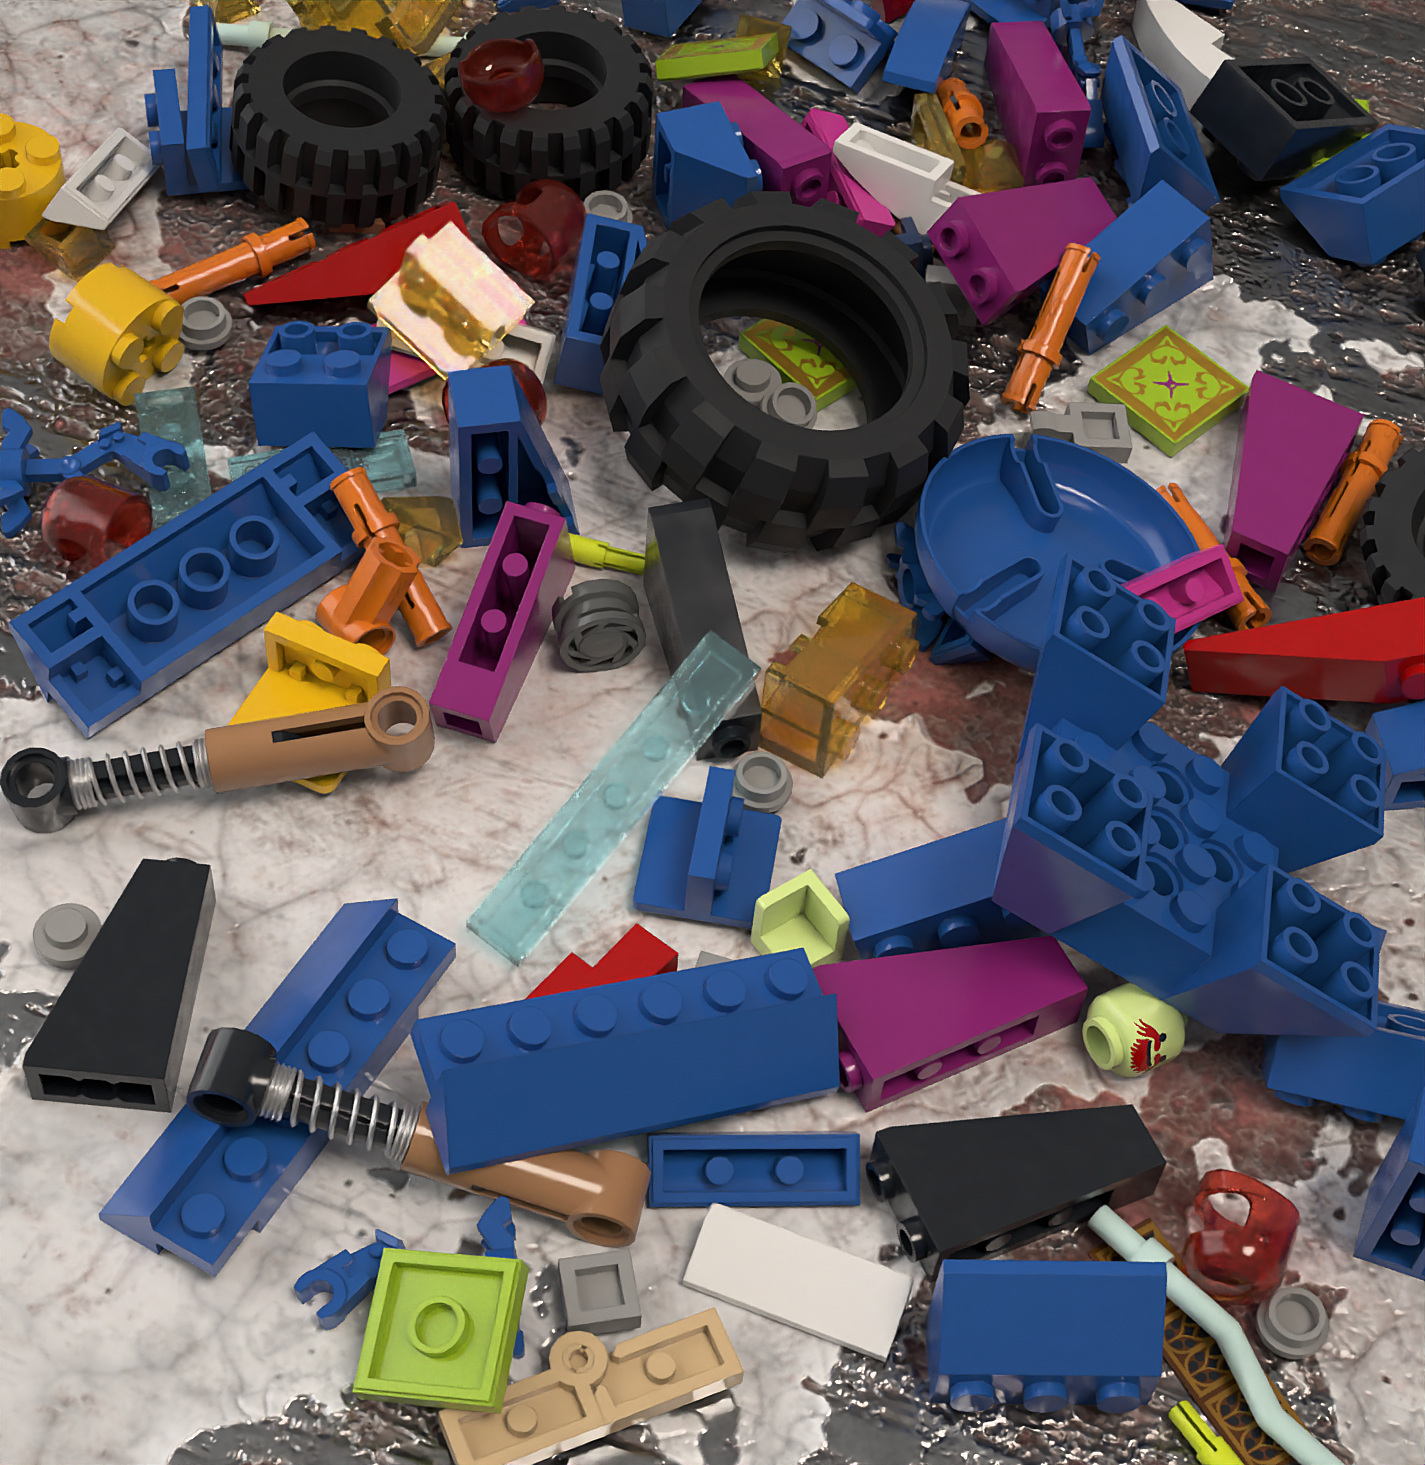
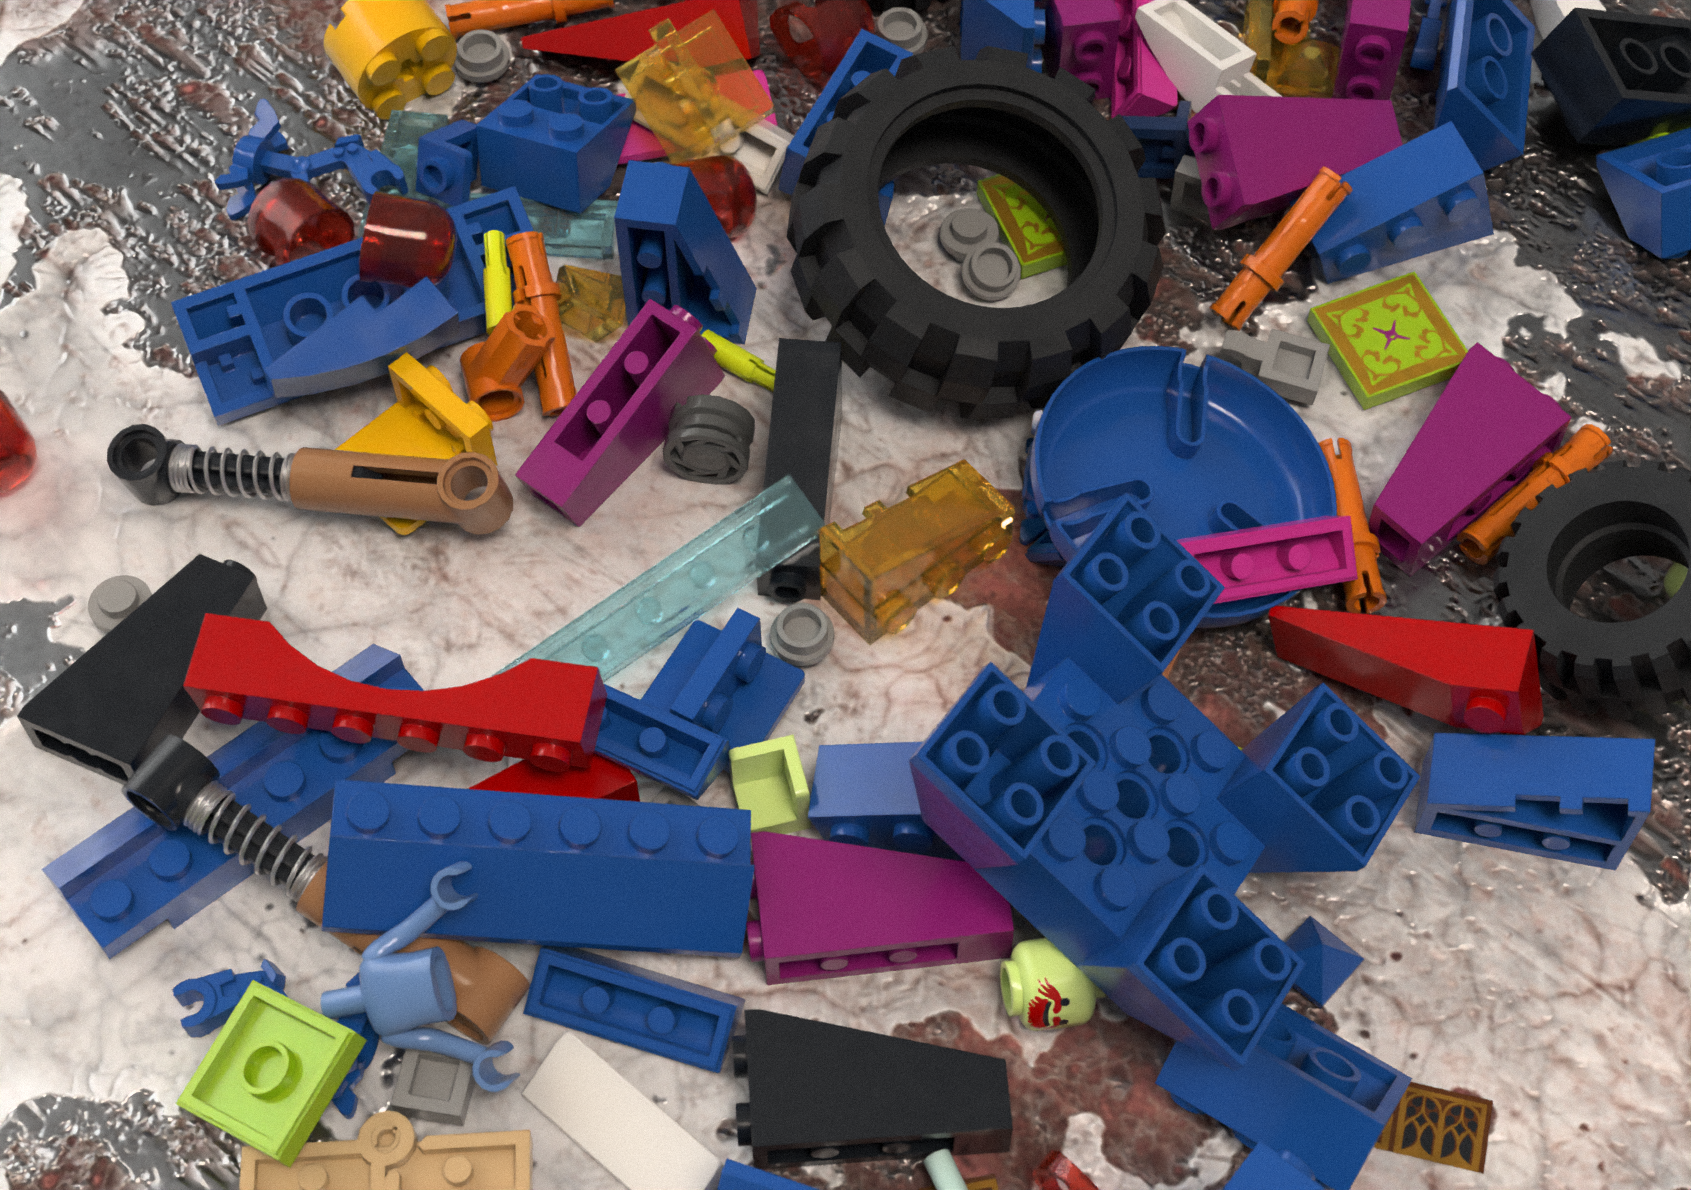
camera: 25 degrees right, 5 degrees up
(226, 429) = (448, 162): none -> blue bracket
(231, 612) = (363, 343): none -> blue slope
(236, 505) = (406, 241): none -> clear red helmet
(279, 950) = (528, 712): none -> red arch
(333, 527) = (496, 279): none -> neon yellow piece
(559, 1203) = (417, 989): none -> medium blue piece
(651, 907) = (660, 744): none -> blue slope

